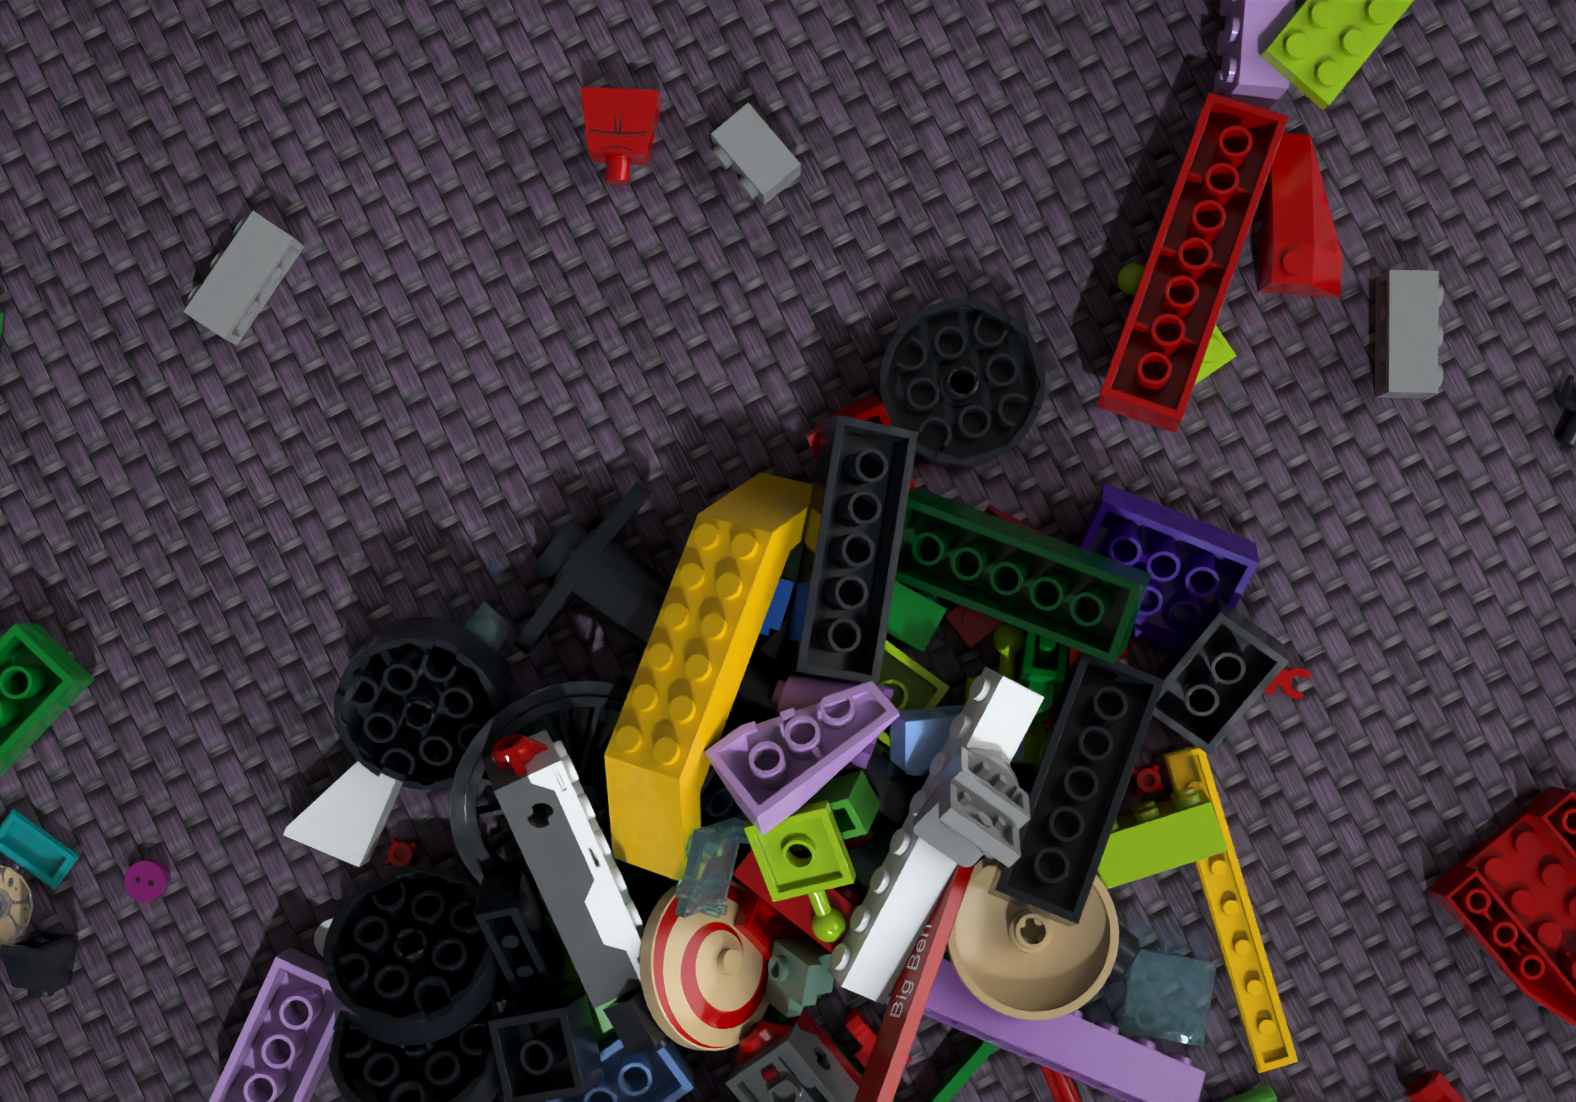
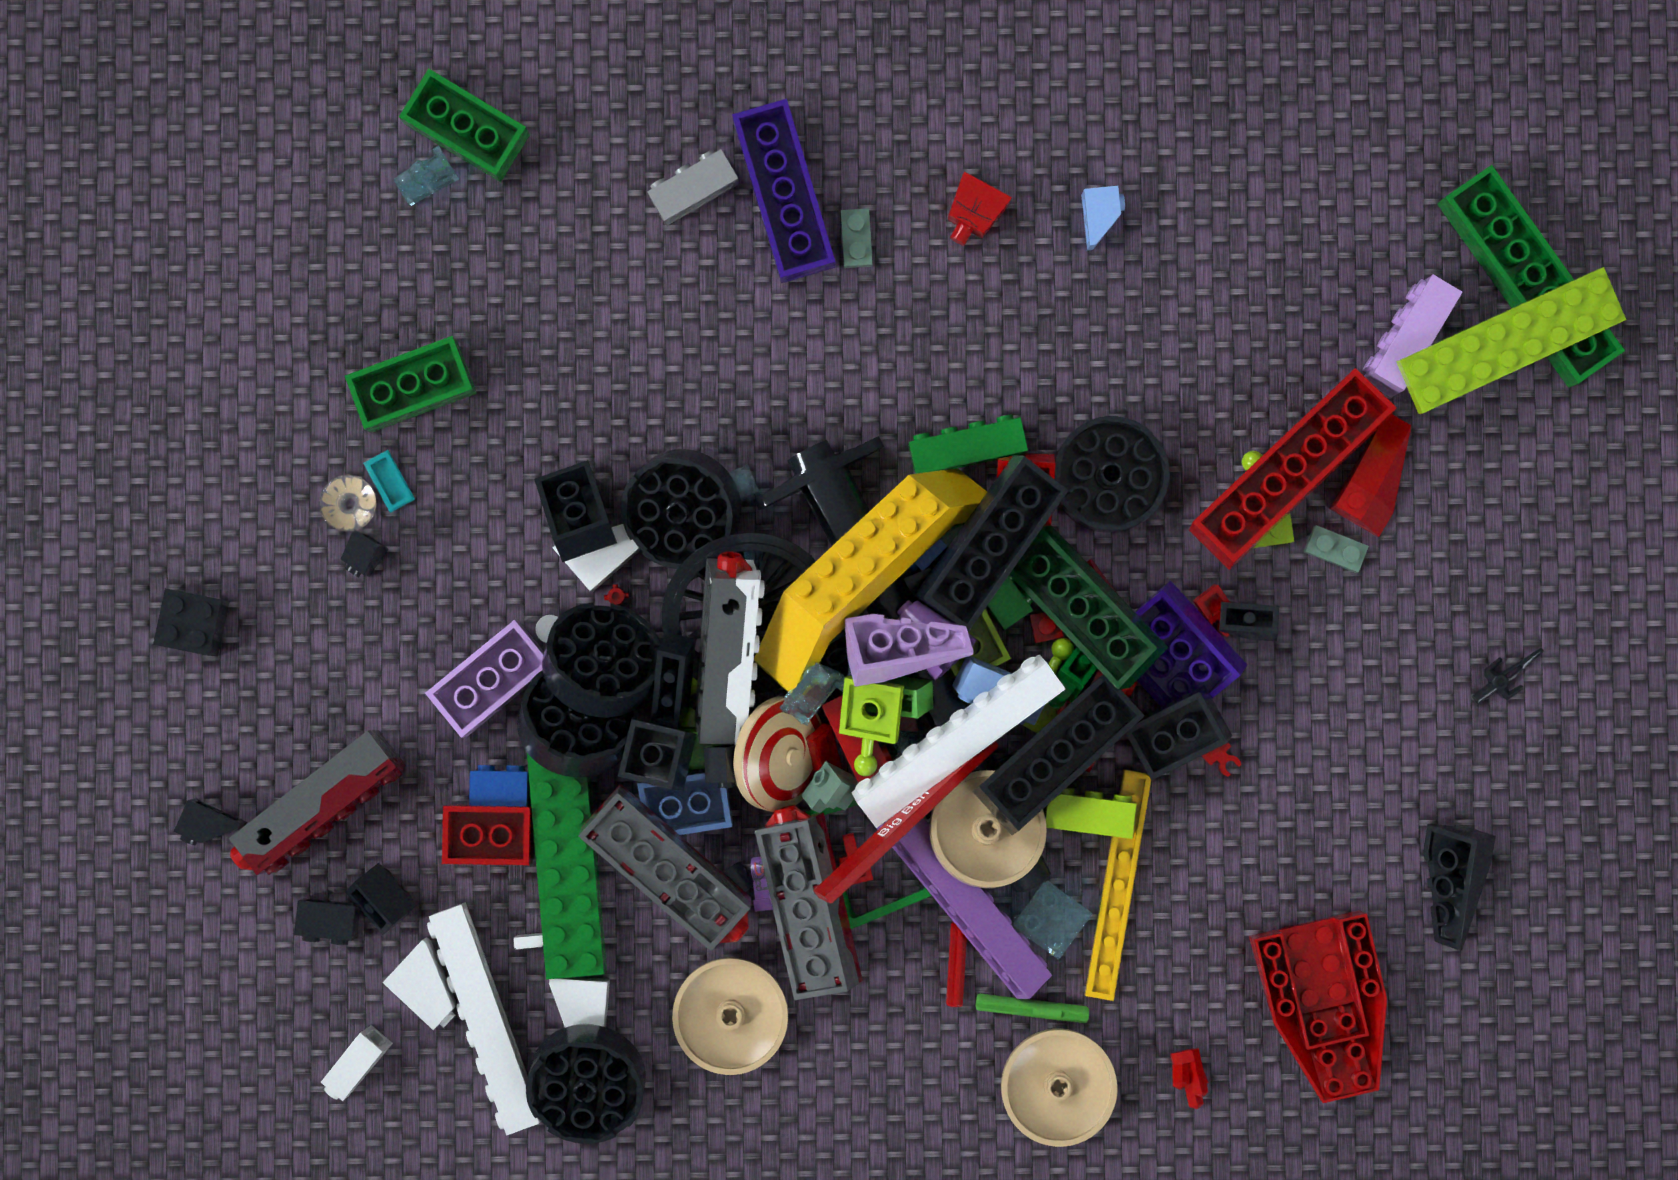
camera: 20 degrees right, 0 degrees up
(146, 880) = (449, 535): magenta tile -> none
(287, 775) = (575, 511): none -> black brick
(360, 225) = (784, 191): none -> dark purple brick
(487, 241) = (856, 238): none -> sand green plate
(754, 154) = (1052, 266): light grey brick -> none
(761, 437) = (969, 446): none -> green brick
(782, 55) = (1100, 210): none -> light blue slope
(975, 809) = (990, 733): light grey piece -> none
(1147, 779) = (1106, 780): red piece -> none
(1177, 489) = (1210, 605): none -> red plate
(1233, 484) = (1250, 620): none -> black slope
(1293, 338) = (1336, 549): none -> sand green plate
(1408, 334) = (1409, 581): light grey brick -> none

